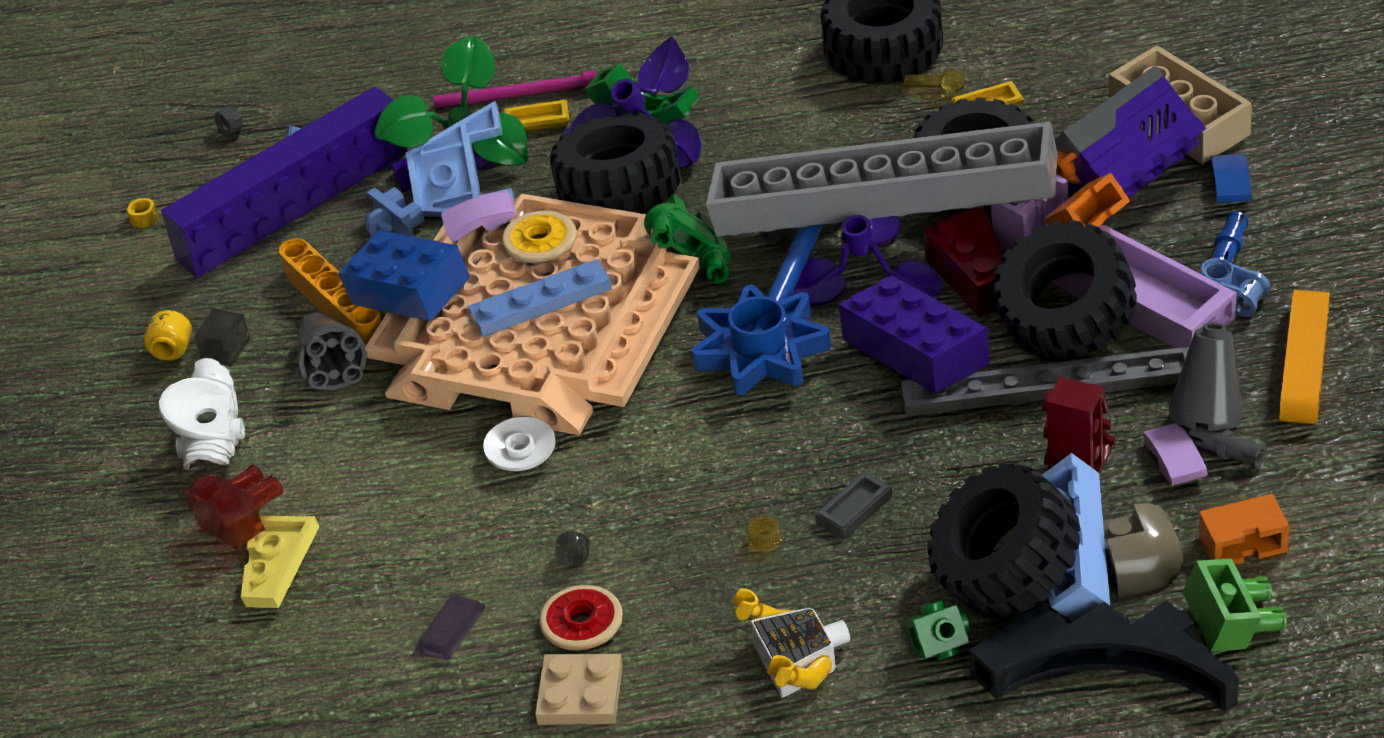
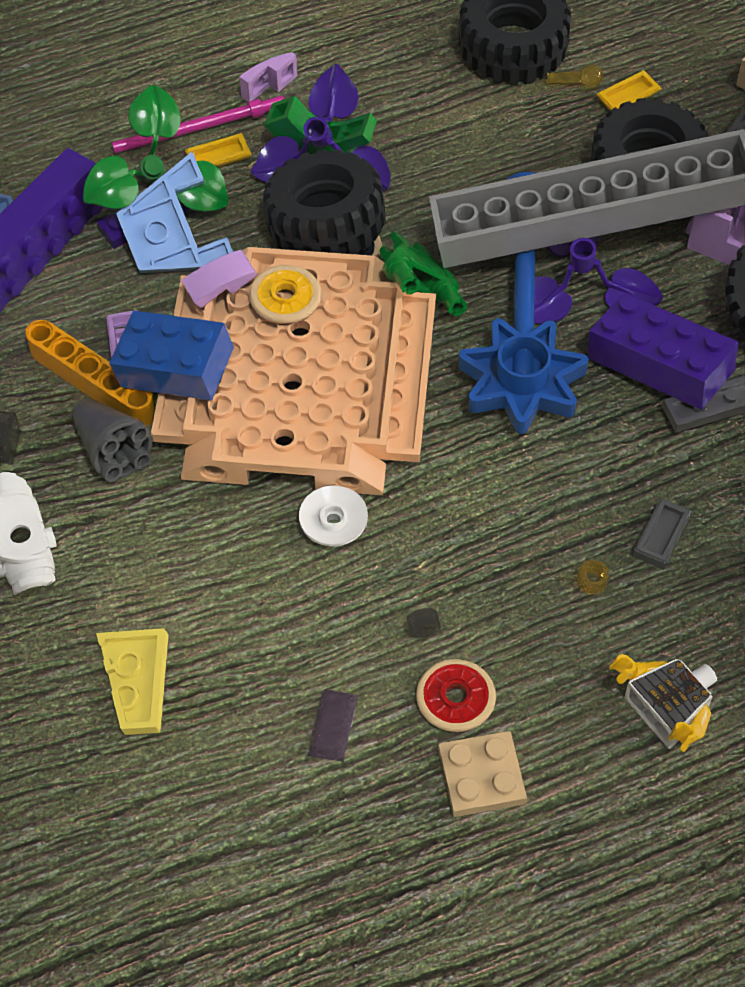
camera: 20 degrees left, 15 degrees up
(232, 505) = (76, 636): clear red brick -> none
(391, 213) = (115, 281): medium blue hips -> none
(539, 297) = (309, 361): medium blue plate -> none
(614, 48) = (272, 73): none -> lavender slope
(966, 257) = (680, 265): dark red wedge -> none

